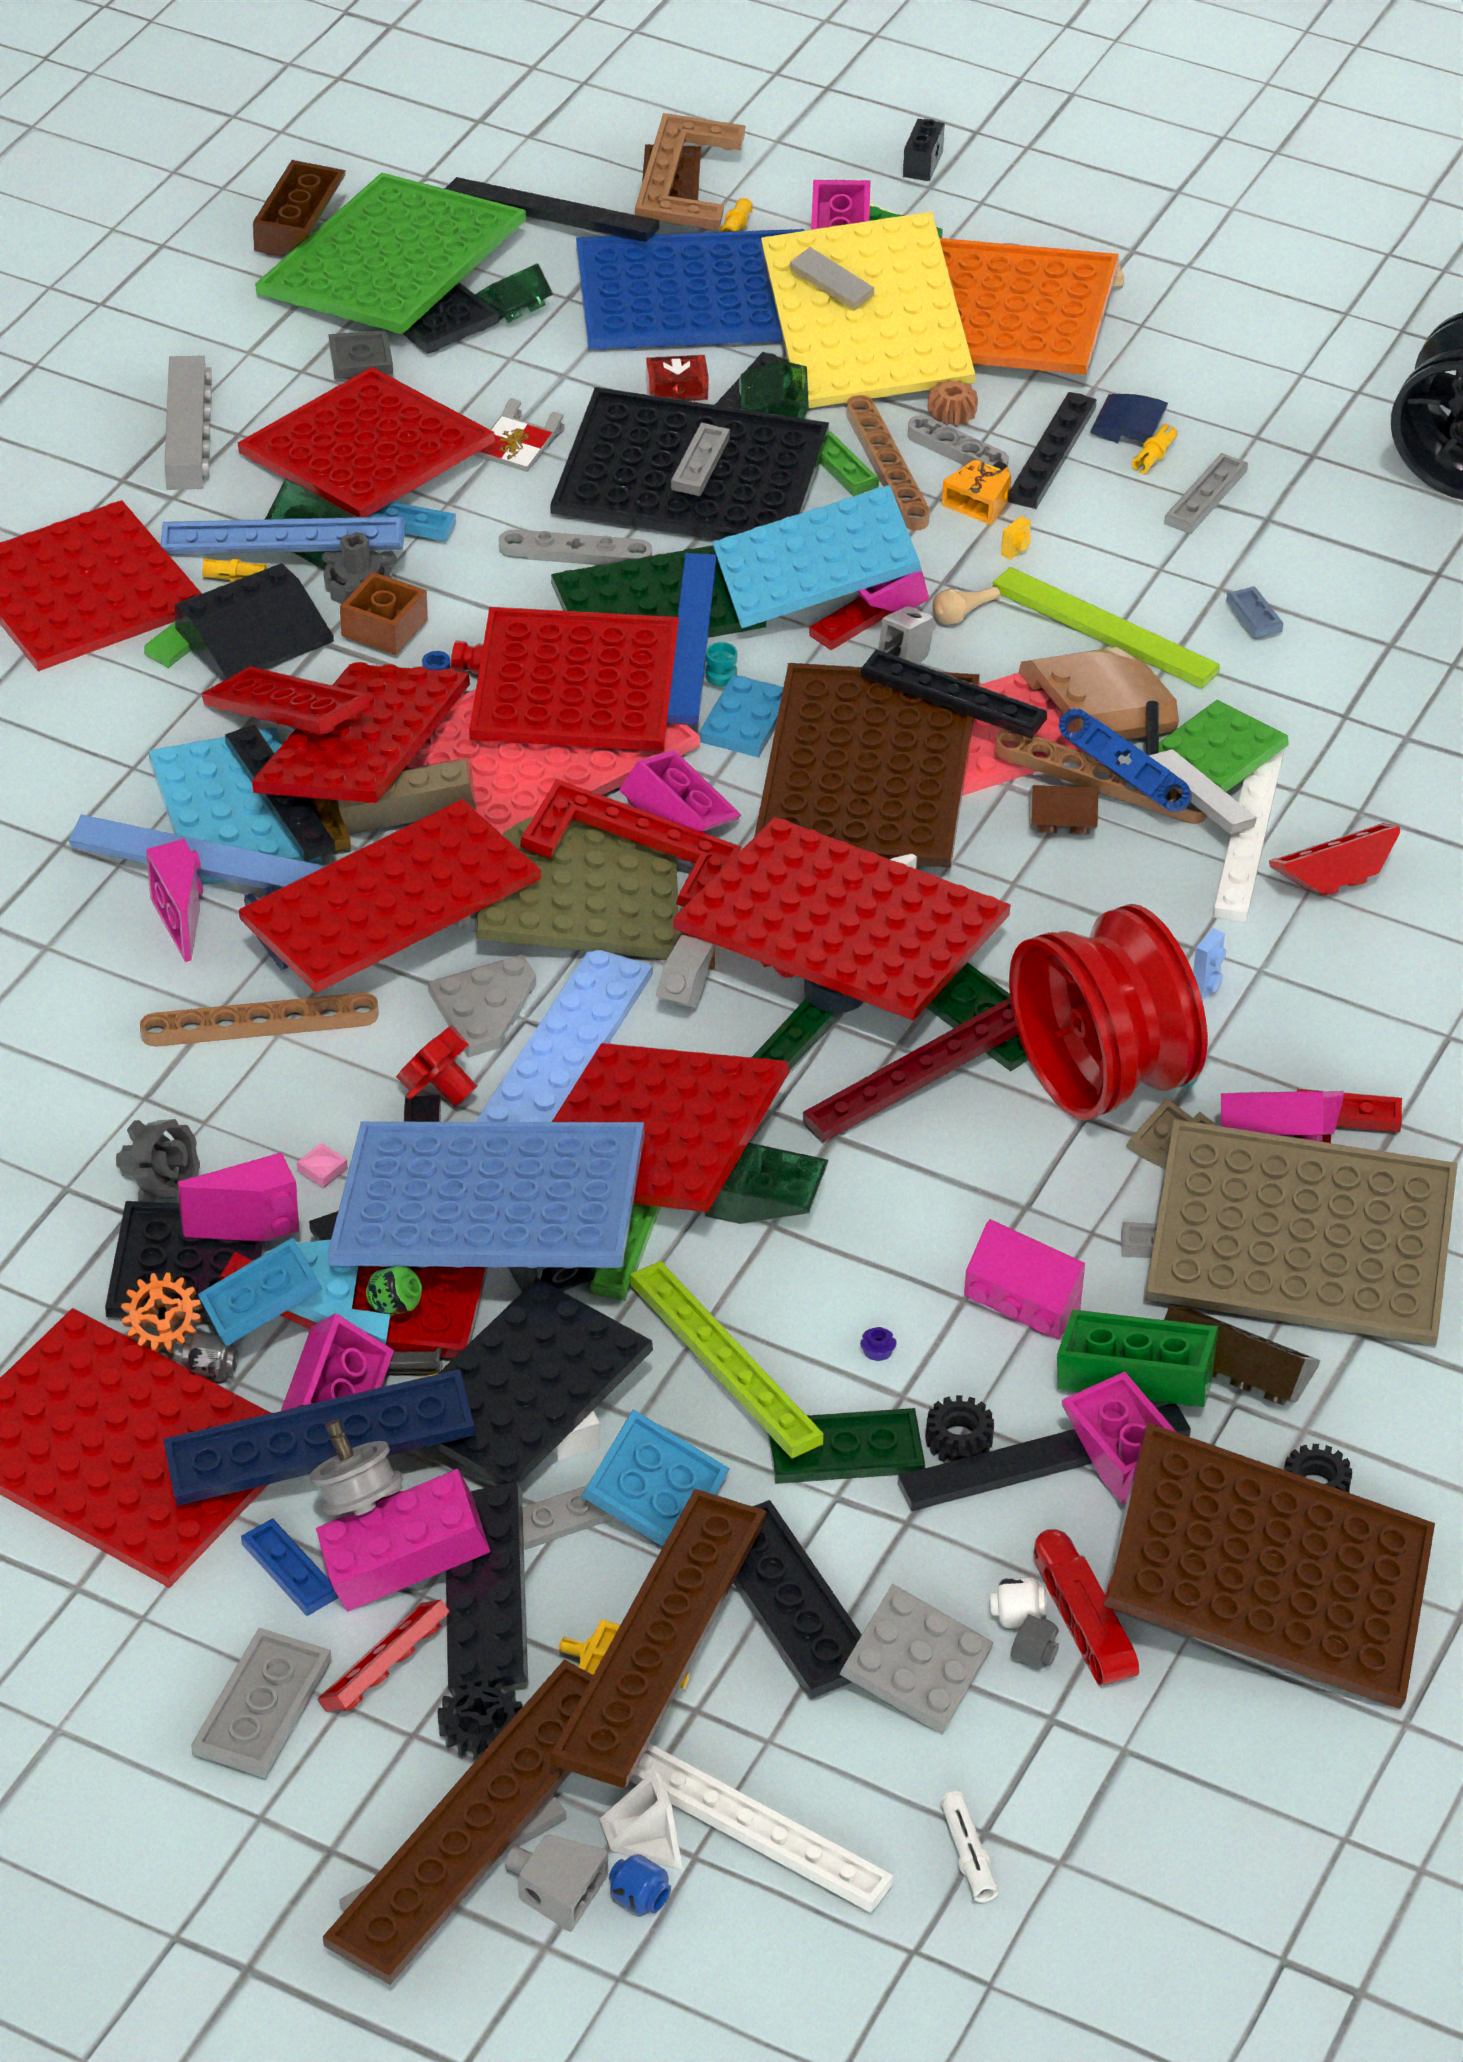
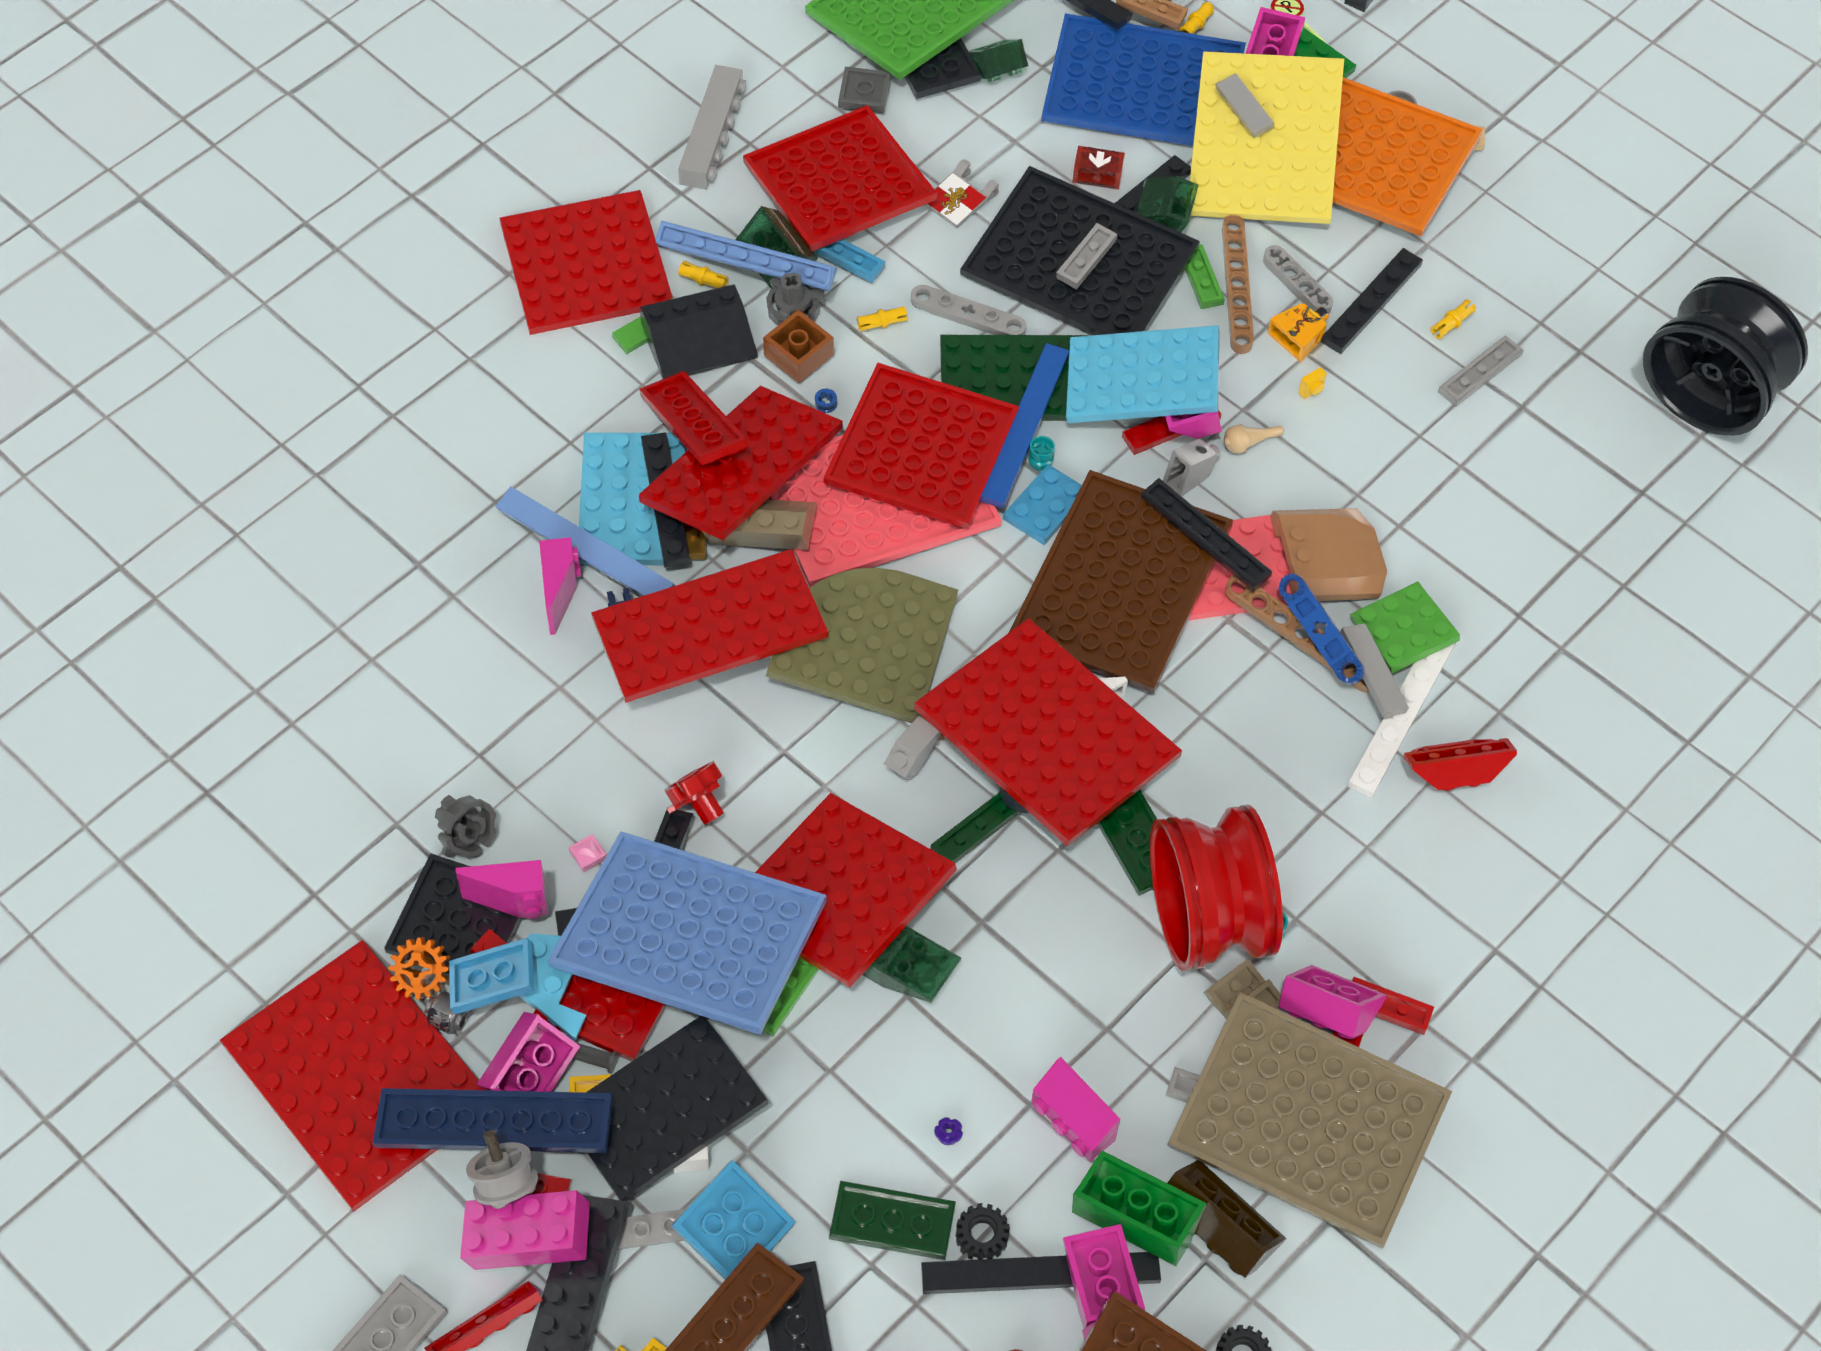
camera: 15 degrees right, 15 degrees up
(244, 1013) = (574, 697): medium nougat beam -> none
(289, 1566) = (442, 1217): blue tile -> none
(394, 1290) = (593, 998): bright green head -> none
(466, 657) = (847, 400): red wheel -> none
(473, 572) = (882, 318): none -> yellow pin
(484, 1001) = (758, 729): light grey plate -> none
(567, 1038) = (801, 788): light blue plate -> none
(572, 802) = (877, 569): red plate -> none
(676, 792) = (964, 576): dark pink slope -> none
(727, 1359) = (826, 1121): lime plate -> none
(911, 1072) = (1057, 883): dark red plate -> none
(952, 402) = (1306, 239): nougat gear -> none
(1063, 808) = (1261, 656): reddish brown slope -> none
(1107, 627) = (1357, 485): lime tile -> none
(1129, 416) = (1443, 283): dark blue slope -> none
(1152, 727) = (1355, 601): black bar -> none
(1208, 962) = (1321, 843): light blue plate -> none
(1254, 612) = (1479, 499): sand blue plate -> none

